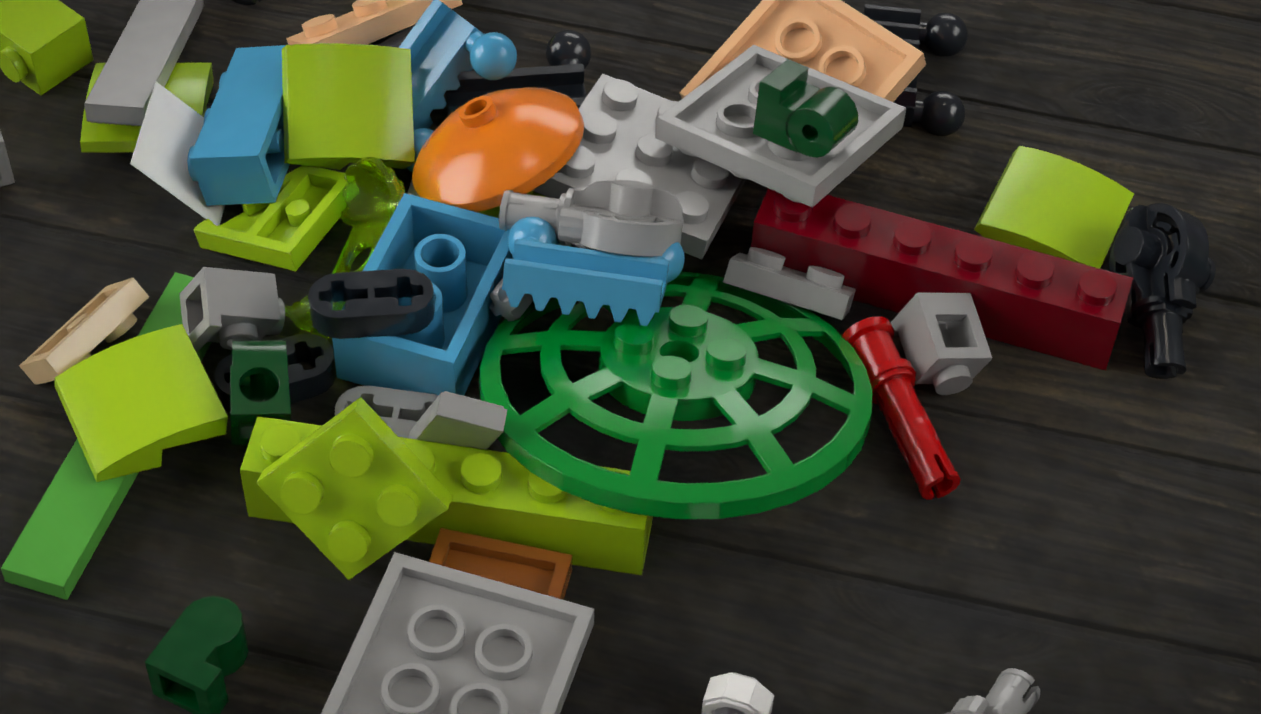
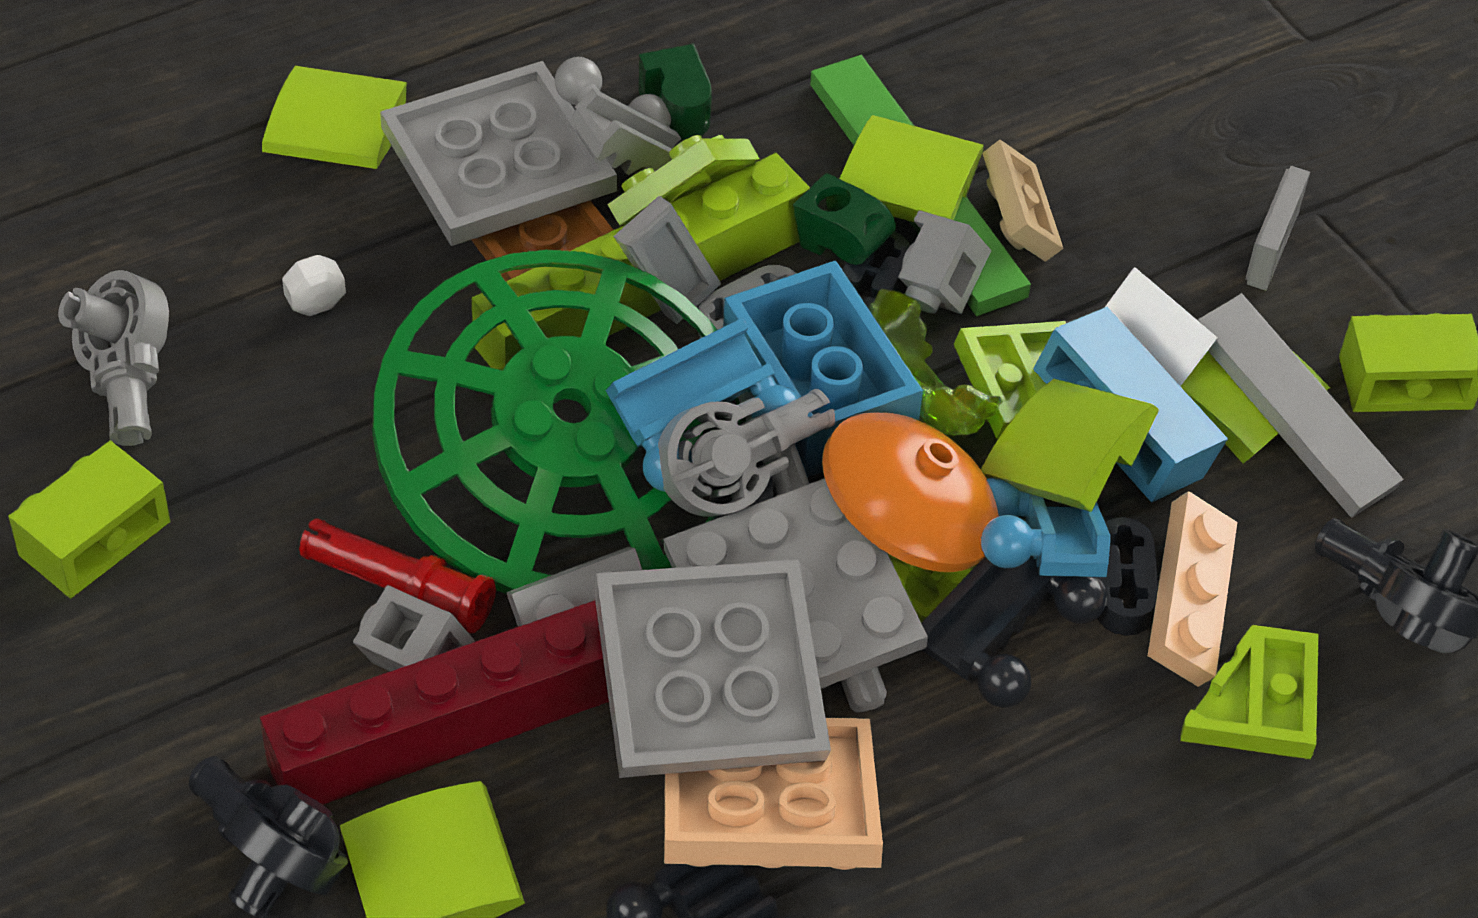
camera: 135 degrees right, 0 degrees up
(325, 600) = (623, 134): none -> light grey gear
(371, 303) = (814, 271): black beam -> none
(802, 114) = (671, 622): dark green leg -> none
(1117, 620) = (89, 518): none -> lime brick

